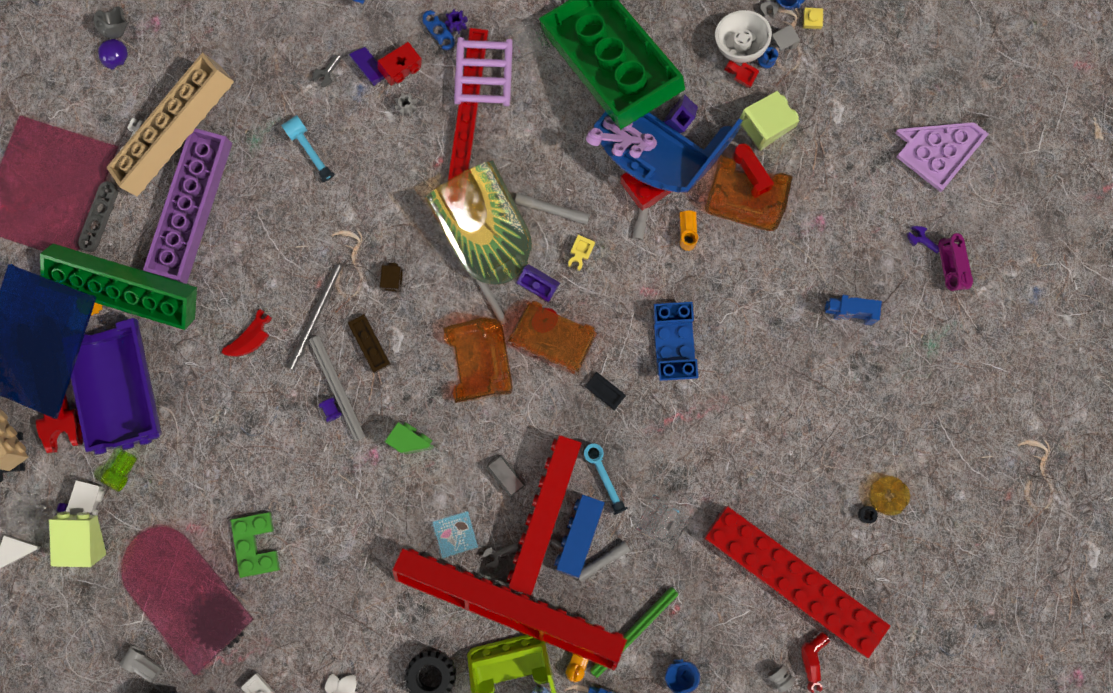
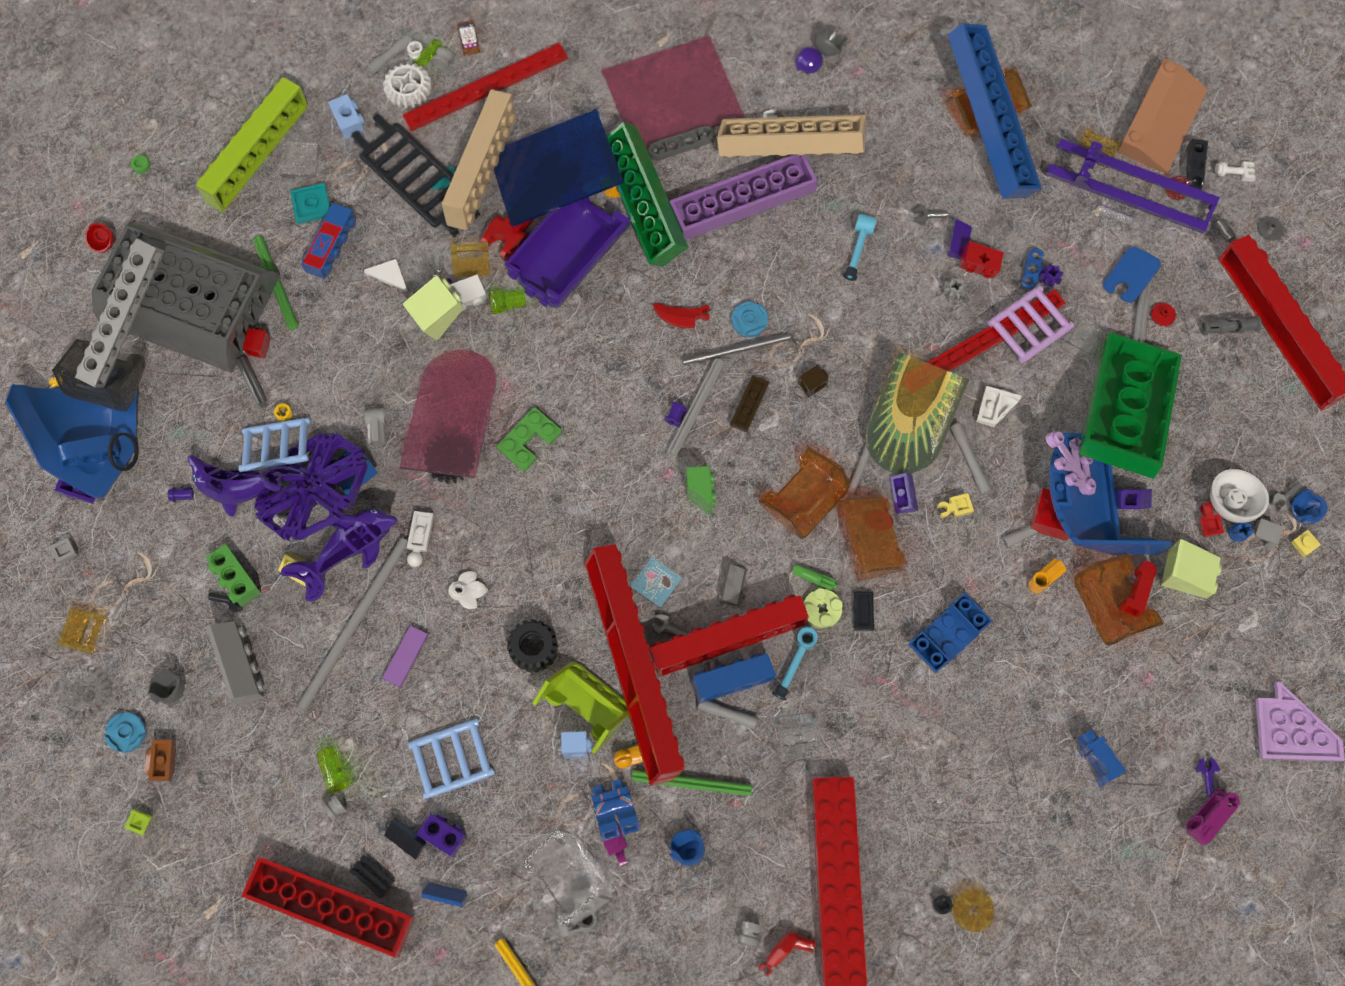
camera: 50 degrees right, 10 degrees down
(62, 477) = (470, 265): none -> clear yellow plate
(298, 285) = (749, 319): none -> dark azure tile
(525, 154) = (995, 405): none -> white wing
(550, 407) = (815, 577): none -> bright green piece
(569, 415) = (832, 603): none -> yellowish green plate

